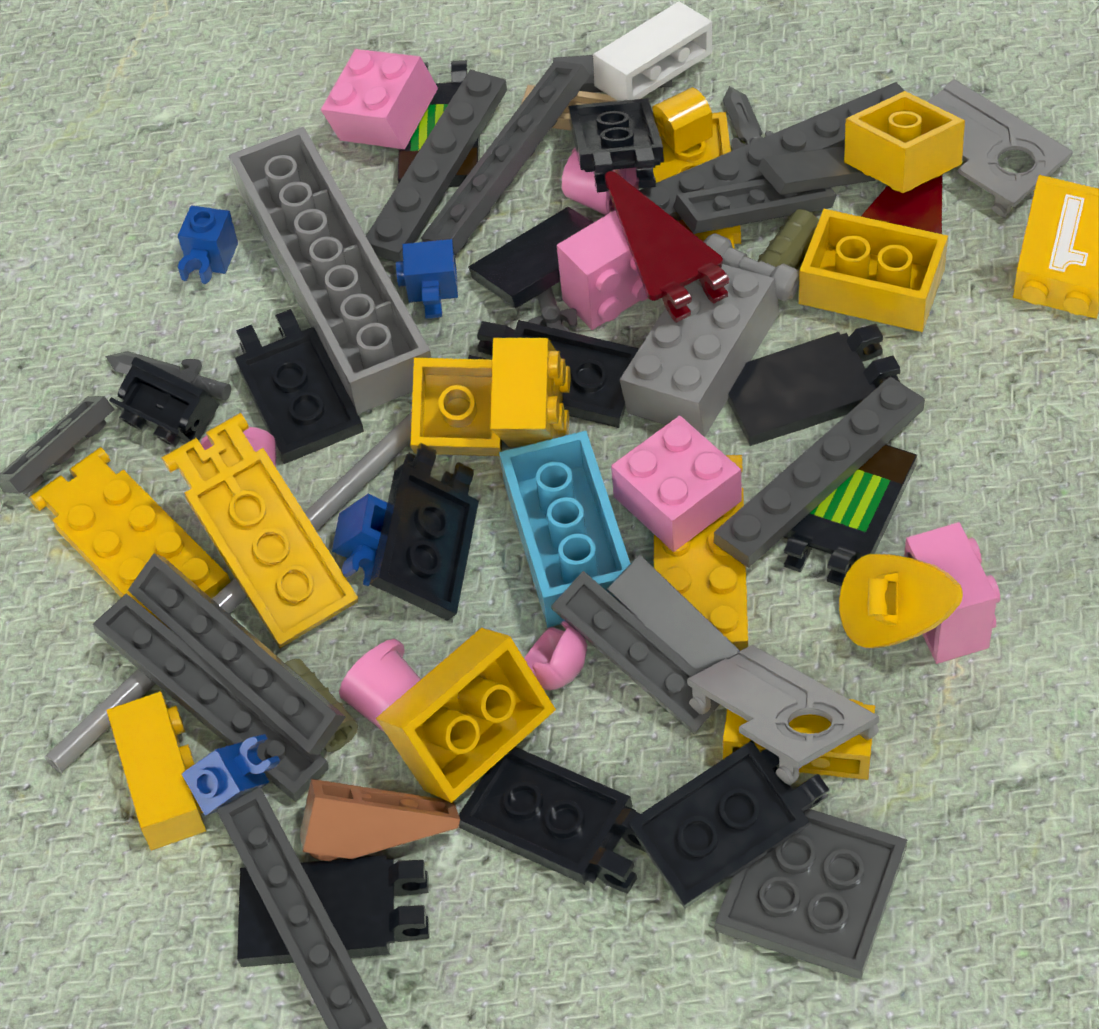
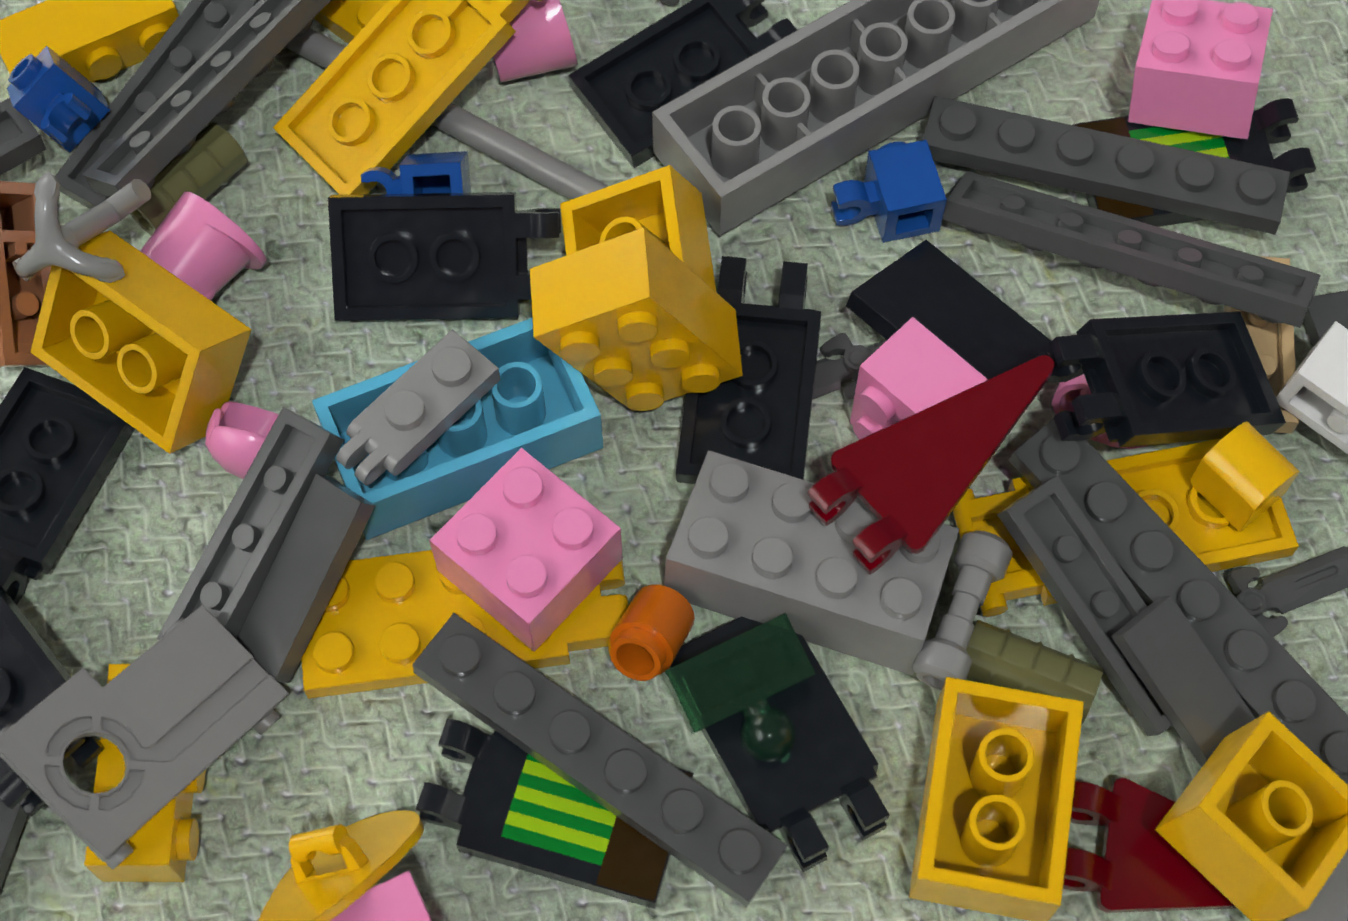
camera: 75 degrees right, 10 degrees up
(376, 710) = (60, 244): none -> light grey piece
(565, 527) = (417, 408): none -> light grey hinge
(738, 433) = (651, 632): none -> orange brick
(779, 389) = (740, 678): none -> clear green plate

